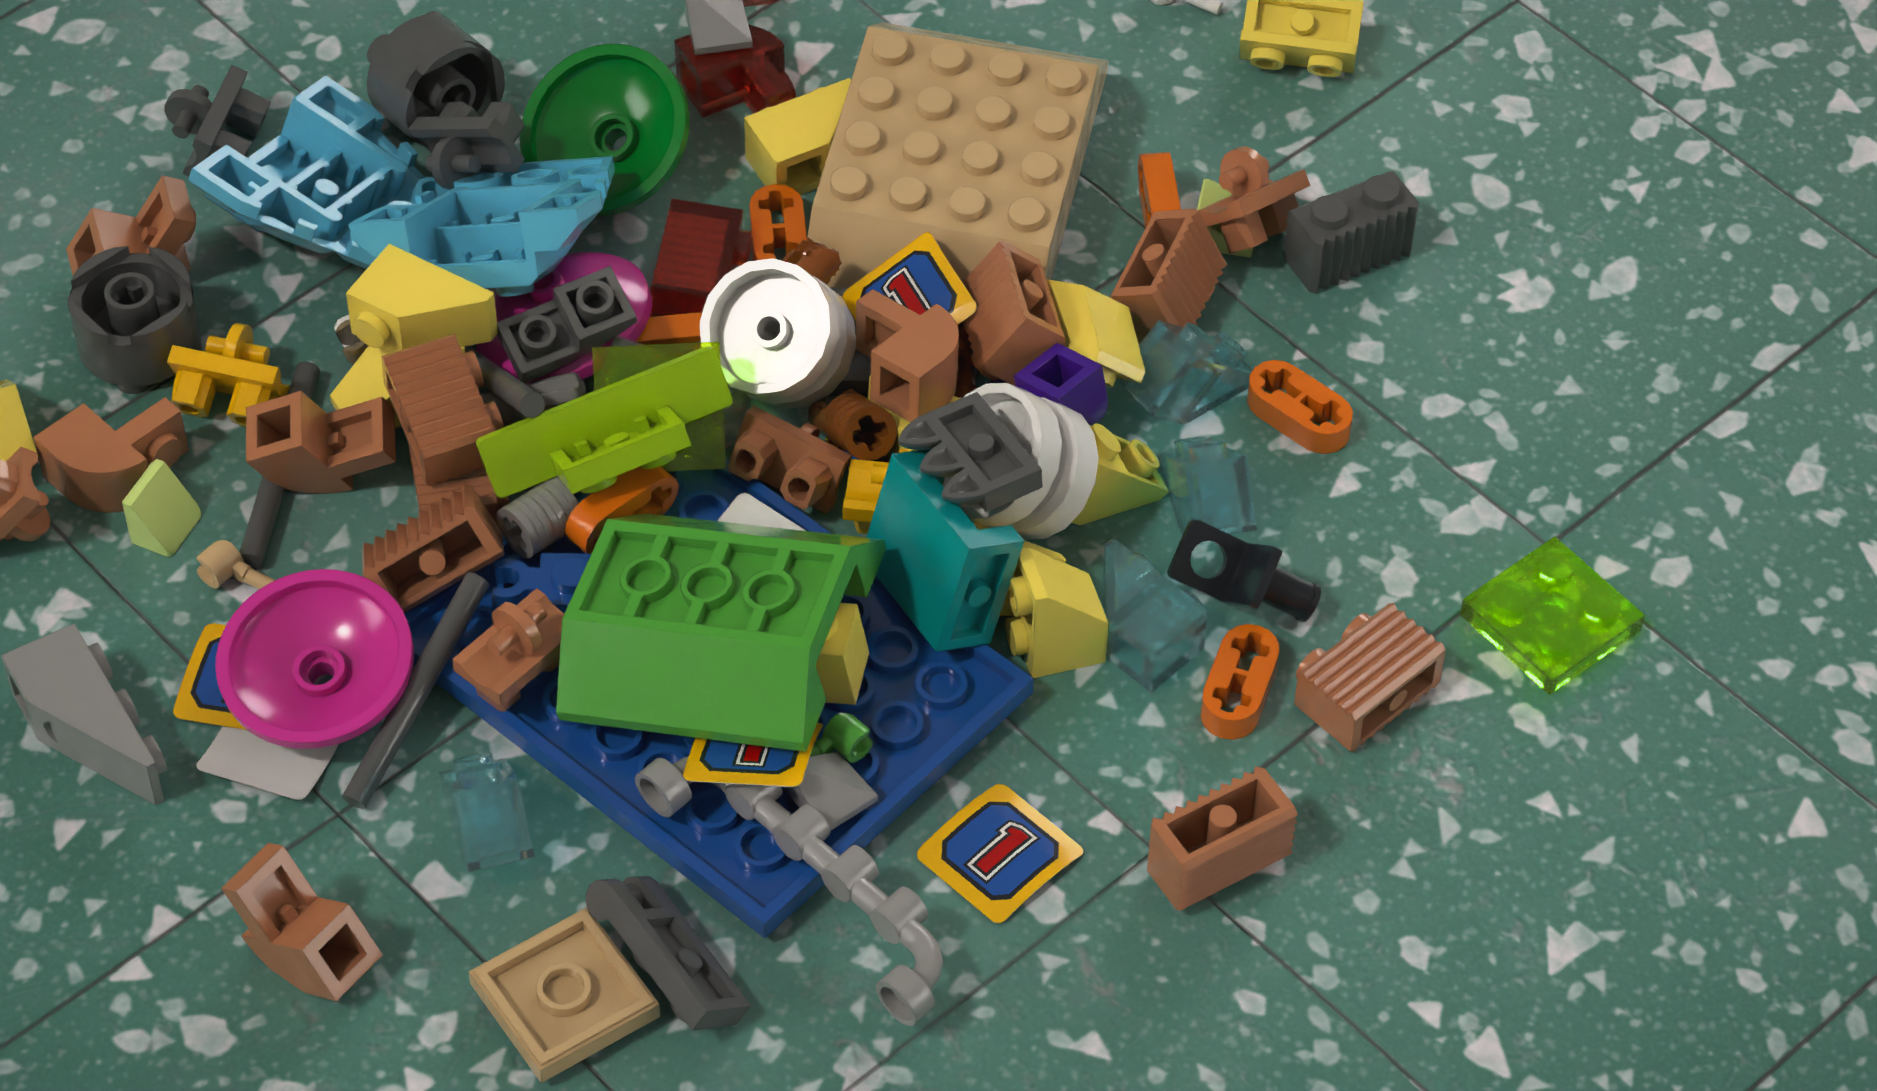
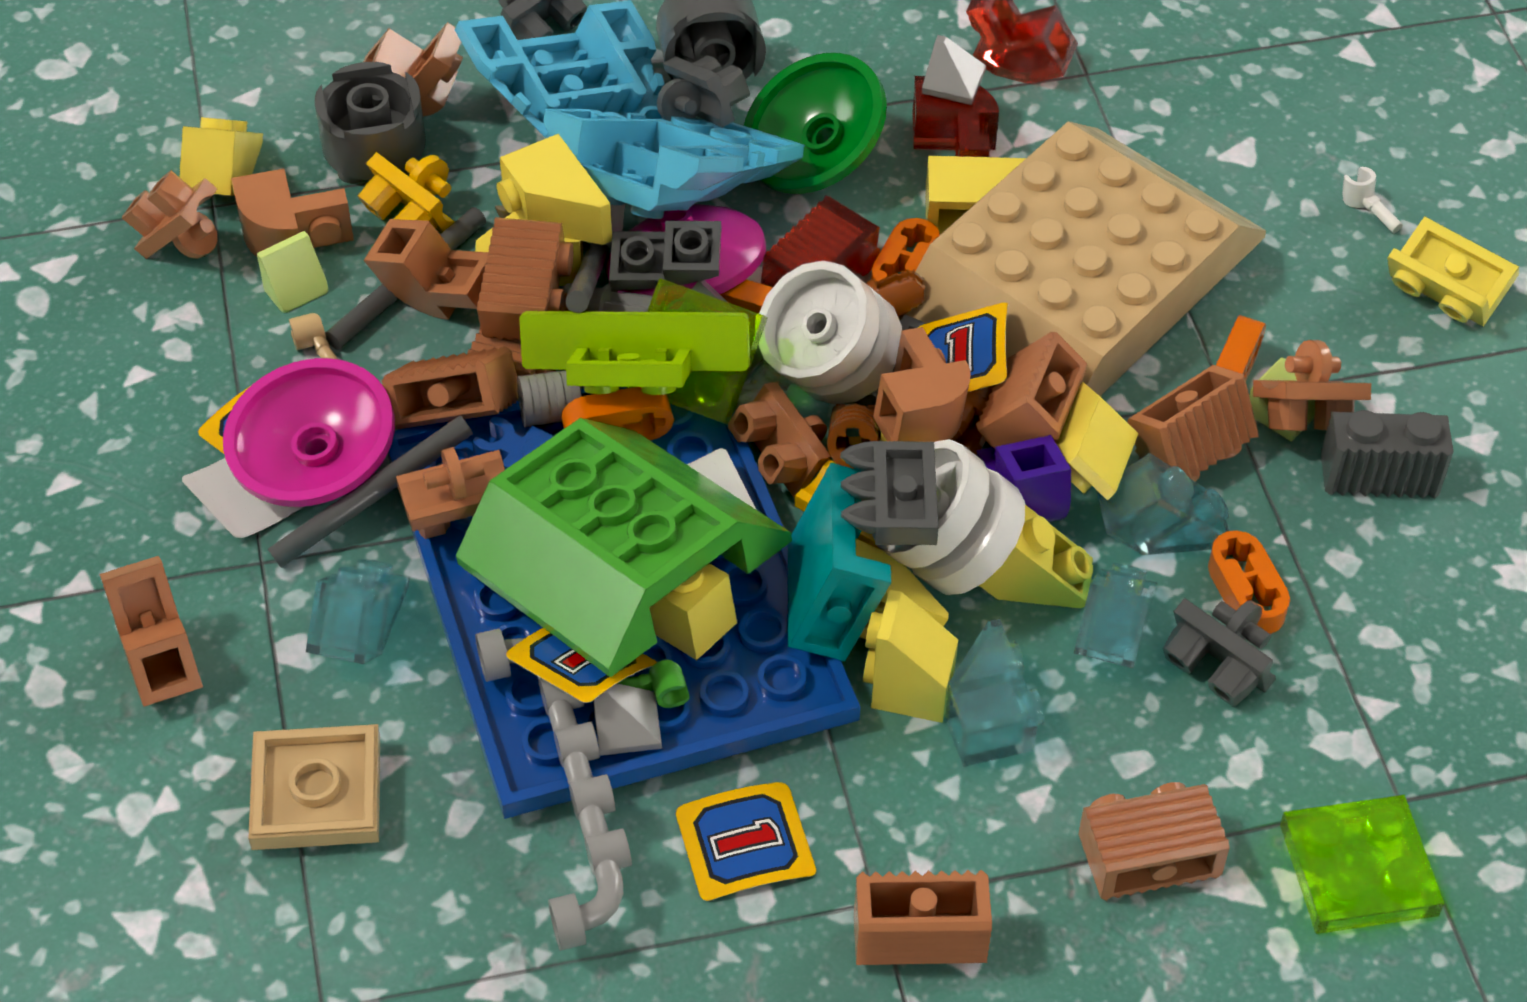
camera: 30 degrees right, 0 degrees up
(75, 710) = (126, 384): light grey slope -> none
(668, 951) = (415, 793): dark grey plate -> none
(1228, 678) = (1032, 782): orange beam -> none
(1246, 576) = (1100, 703): black bracket -> none
(1322, 467) = (1242, 663): none -> dark grey hips

